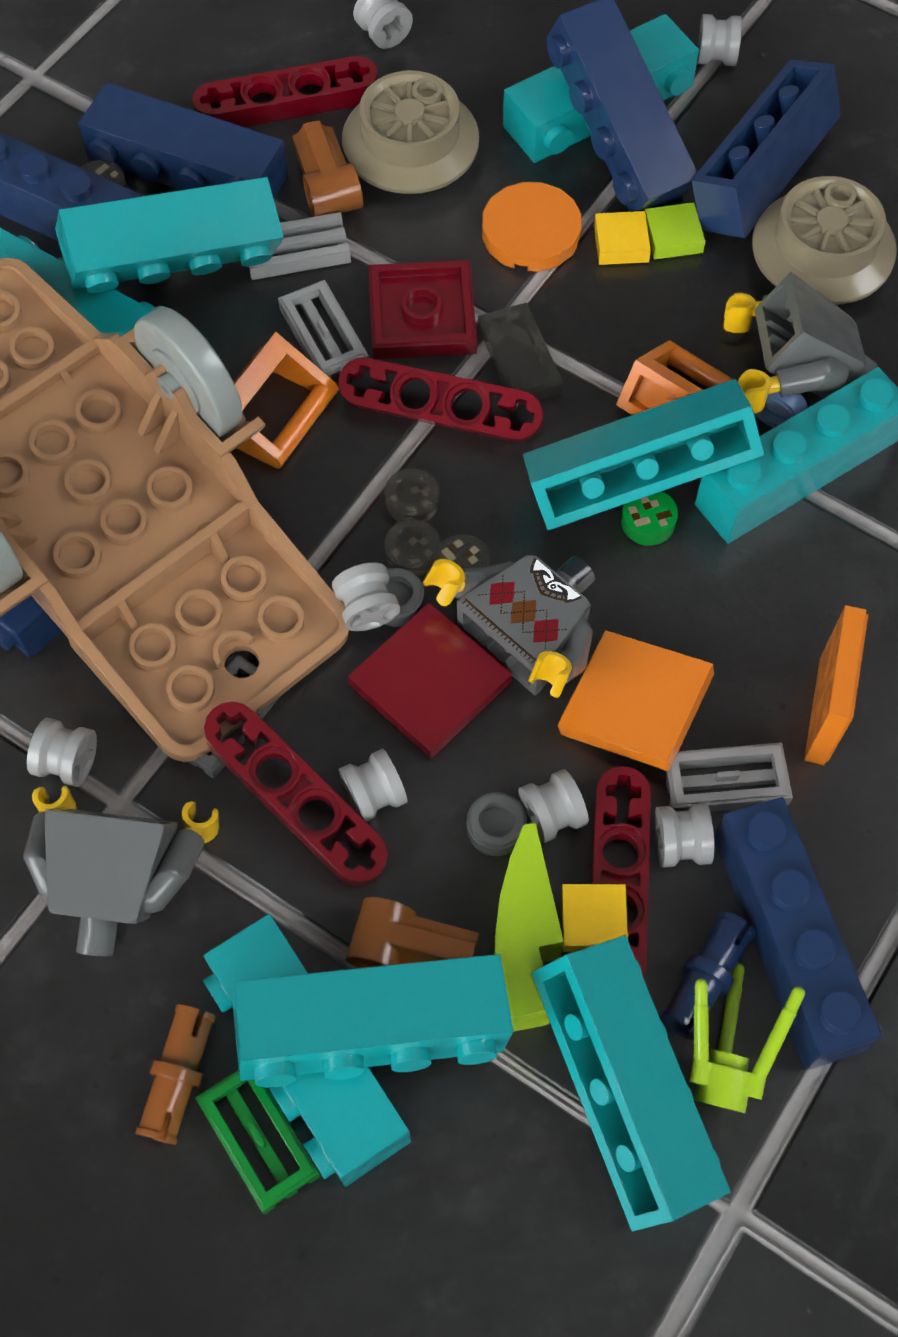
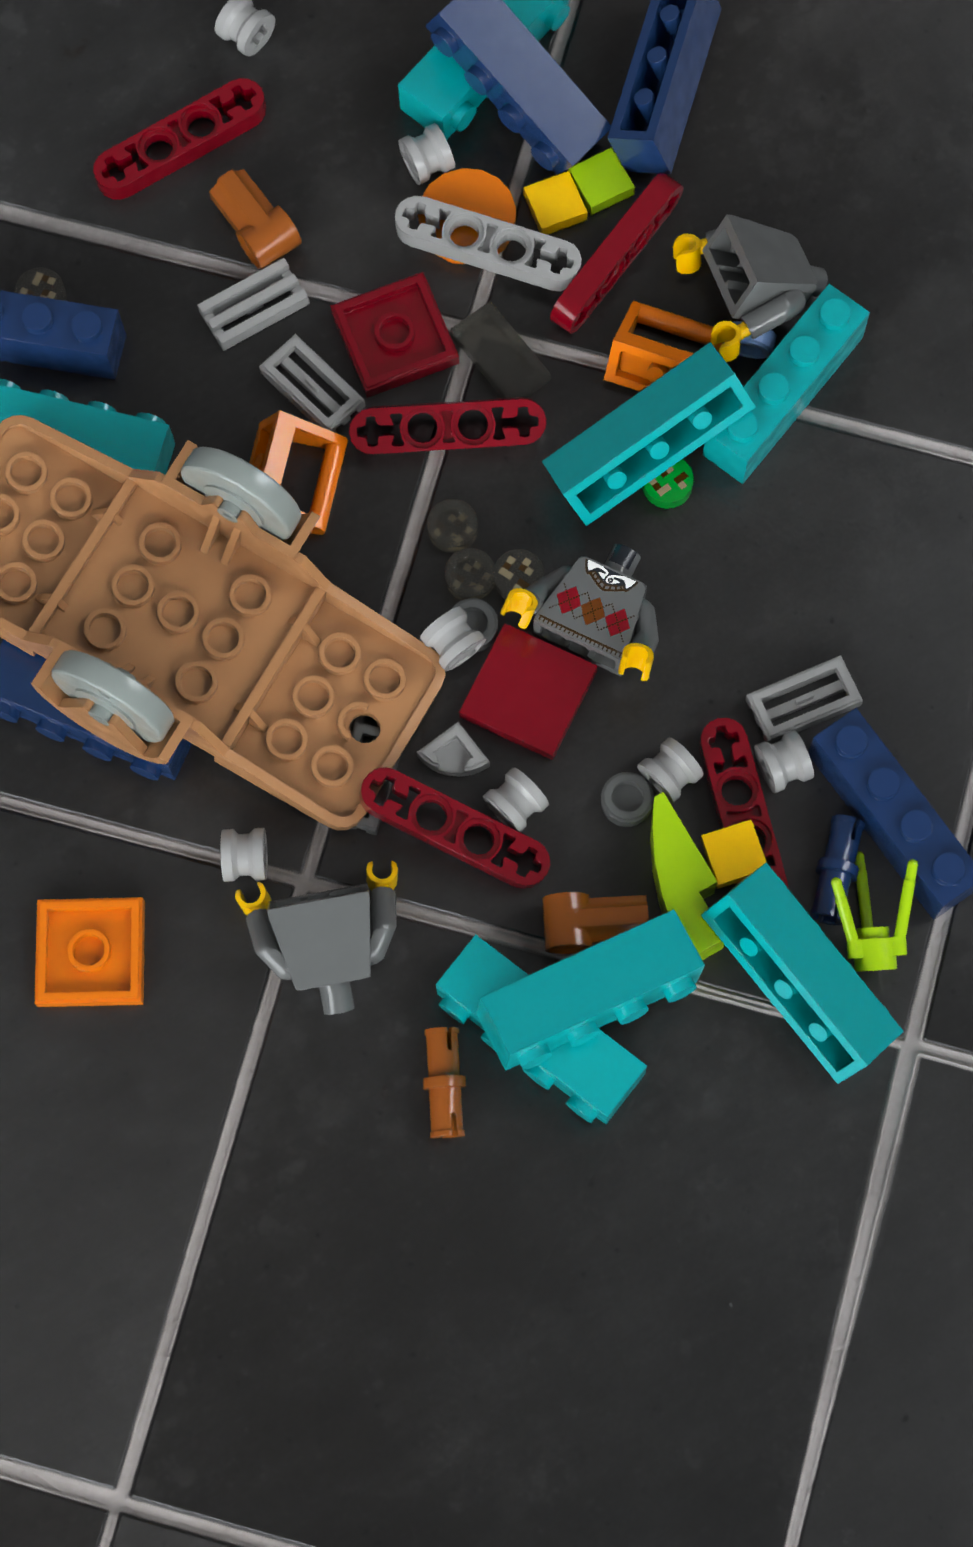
camera: 15 degrees left, 10 degrees up
(168, 234) = (147, 344): teal brick -> none
(176, 143) = (109, 235): dark blue brick -> none
(287, 1185) = (561, 1137): green tile -> none
(327, 719) = (454, 754): none -> light grey tile
(410, 134) = (321, 157): dark tan wheel -> none
(511, 160) = (426, 153): none -> light grey wheel
(547, 241) = (491, 235): none -> light grey beam
(636, 700) = (709, 656): orange tile -> none
(666, 293) = (616, 253): none -> dark red beam
(829, 237) = (745, 158): dark tan wheel -> none
(836, 685) = (873, 596): orange tile -> none

